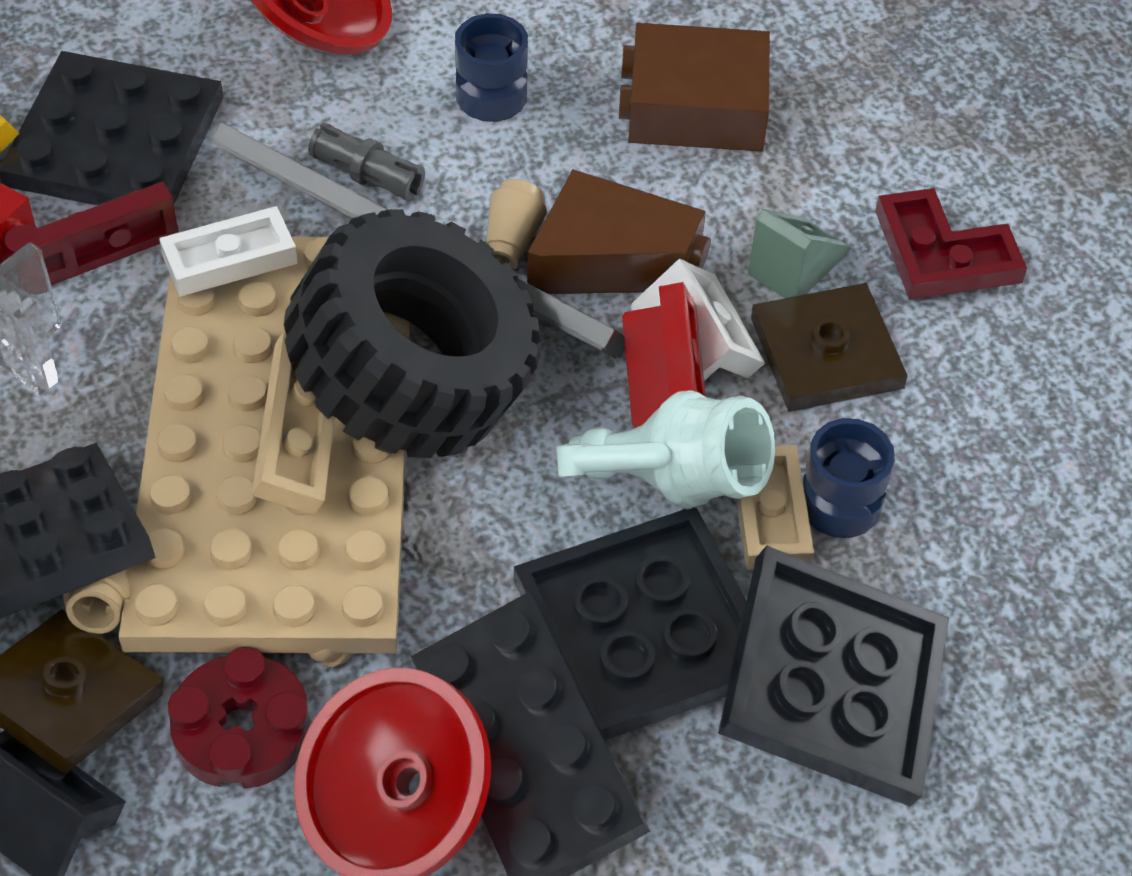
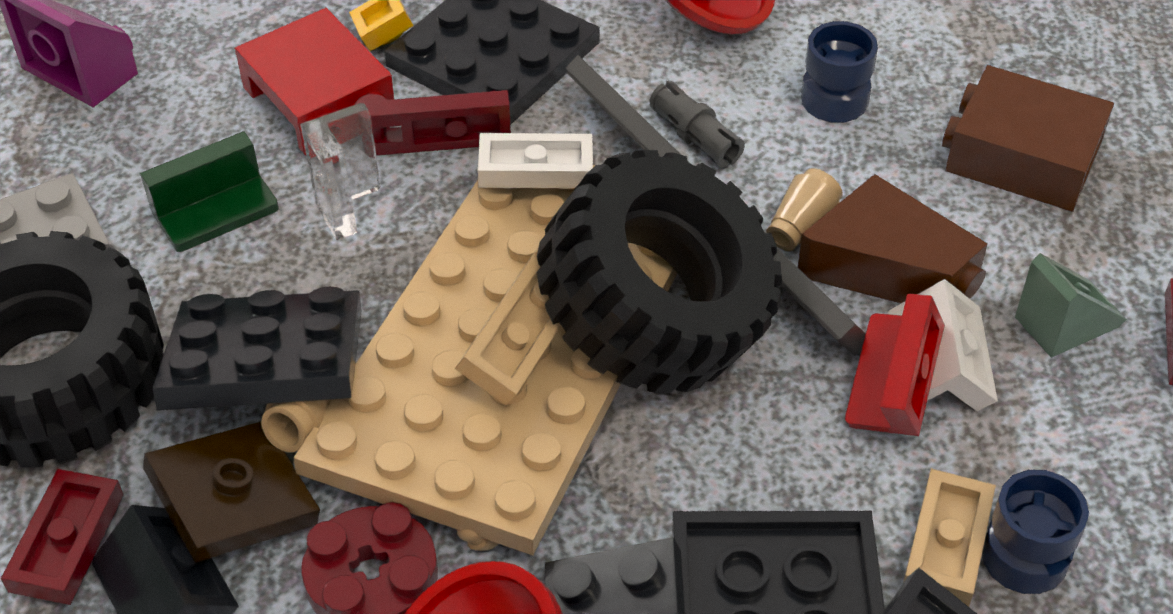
camera: 25 degrees right, 5 degrees down
(685, 450) = (877, 453): light aqua piece -> none
(828, 347) = (1068, 405): dark brown plate -> none

